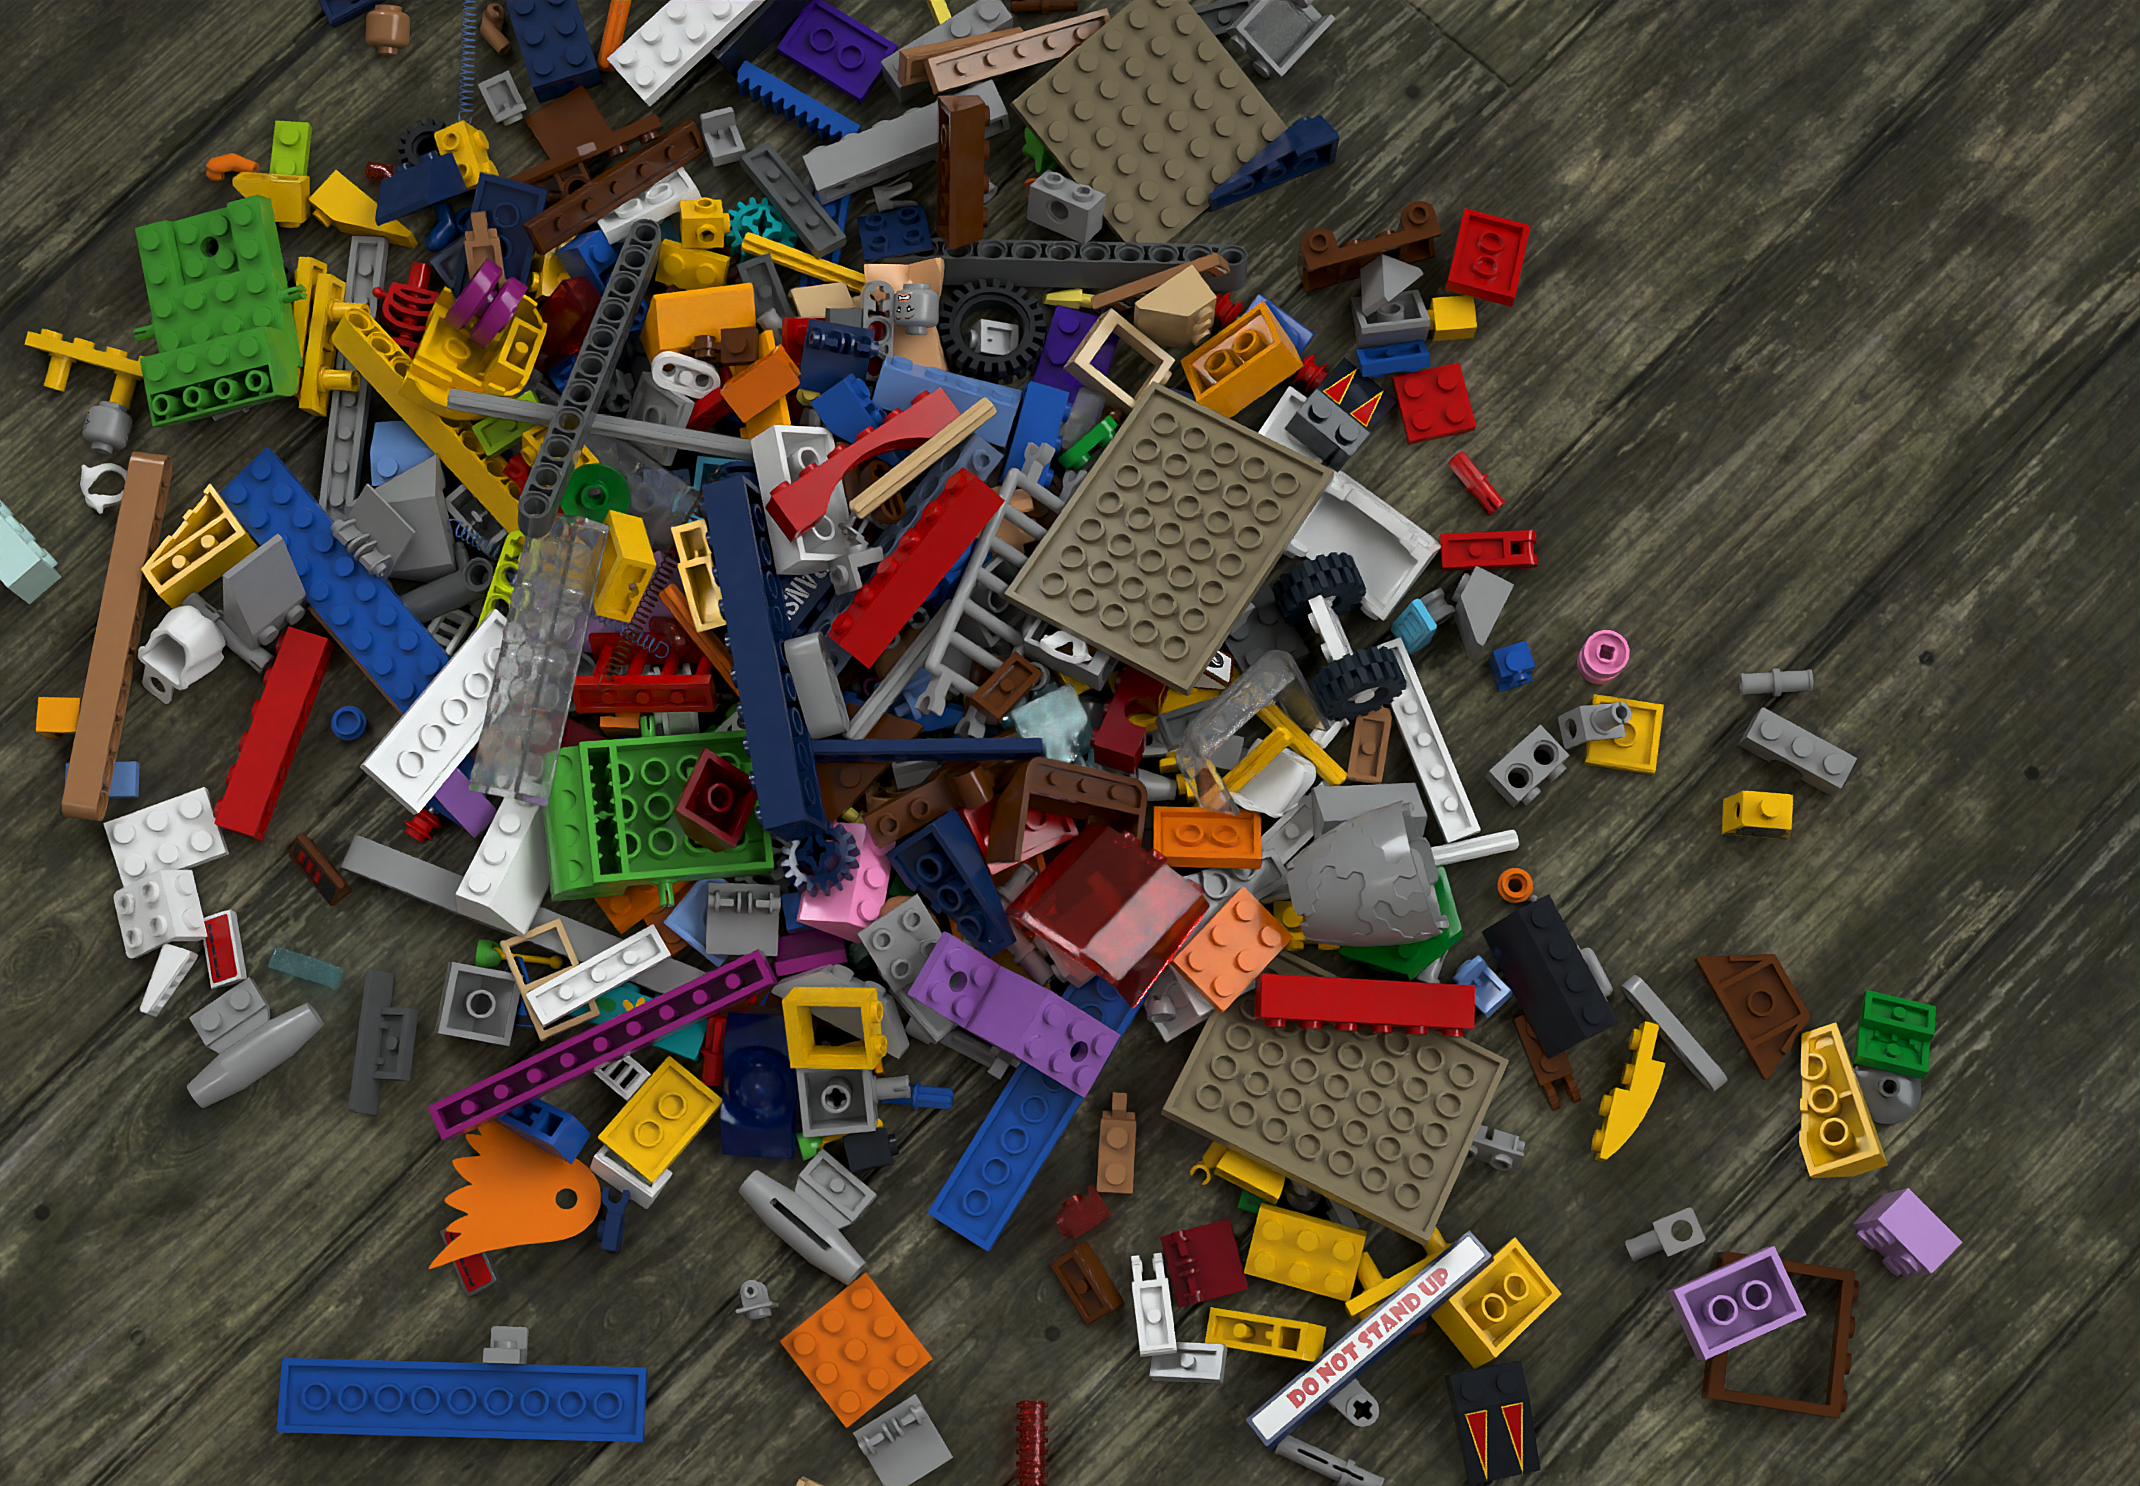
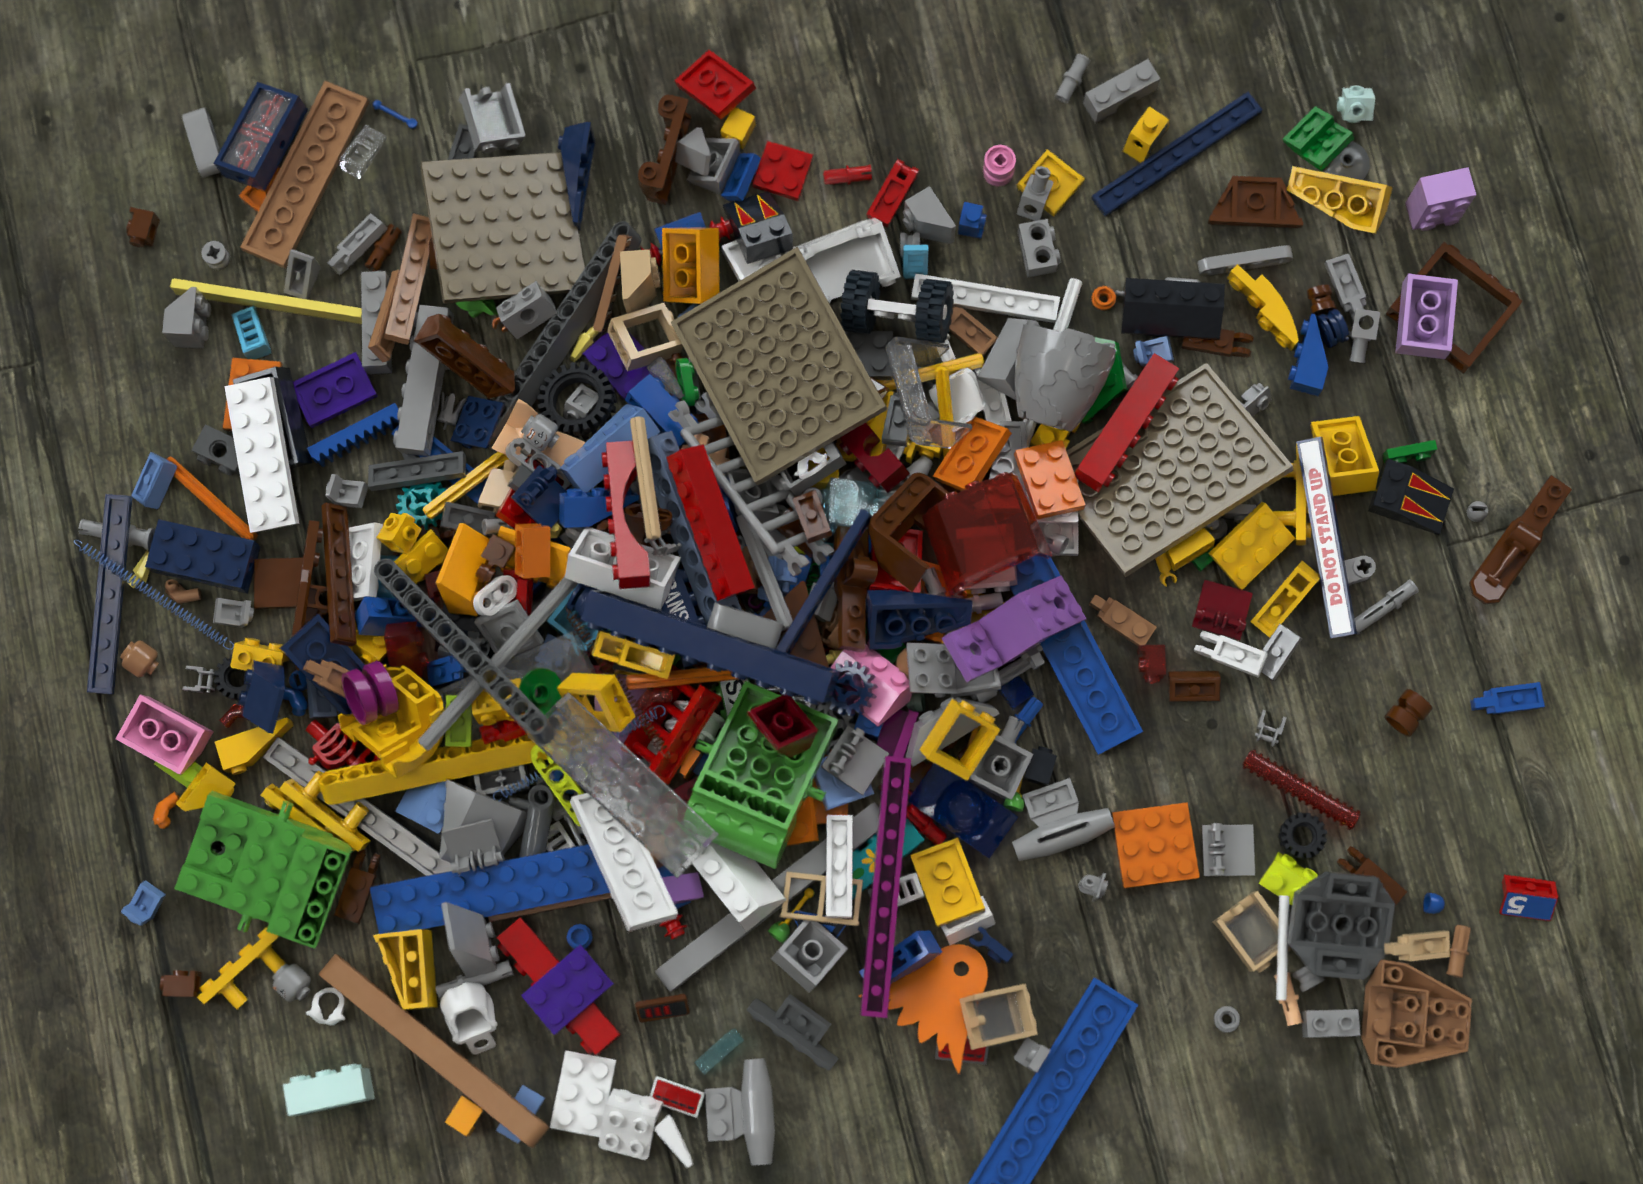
camera: 55 degrees left, 0 degrees up
(37, 306) = (181, 984): none -> reddish brown brick
(105, 209) = (144, 904): none -> medium blue bracket
(251, 437) = (357, 889): none -> reddish brown hinge
(270, 744) = (567, 989): none -> dark purple plate
(313, 109) = (163, 734): none -> bright pink slope
(393, 116) = (198, 688): none -> light grey piece
(528, 1278) = (998, 1016): none -> window
(844, 569) = (684, 564): light grey bracket -> none
(947, 1067) = (1016, 692): none -> clear blue slope
(1084, 1396) = (1261, 725): none -> light grey piece
(1560, 1398) = (1418, 451): none -> green plate
(1588, 1194) = (1311, 365): none -> blue slope
(1655, 1196) = (1332, 328): none -> dark blue wheel
(1681, 1159) = (1321, 299): none -> reddish brown wheel
(1723, 1179) = (1346, 284): none -> light grey hinge
(1761, 869) = (1176, 154): none -> dark blue tile
(1969, 1056) = (1356, 104): none -> light aqua brick

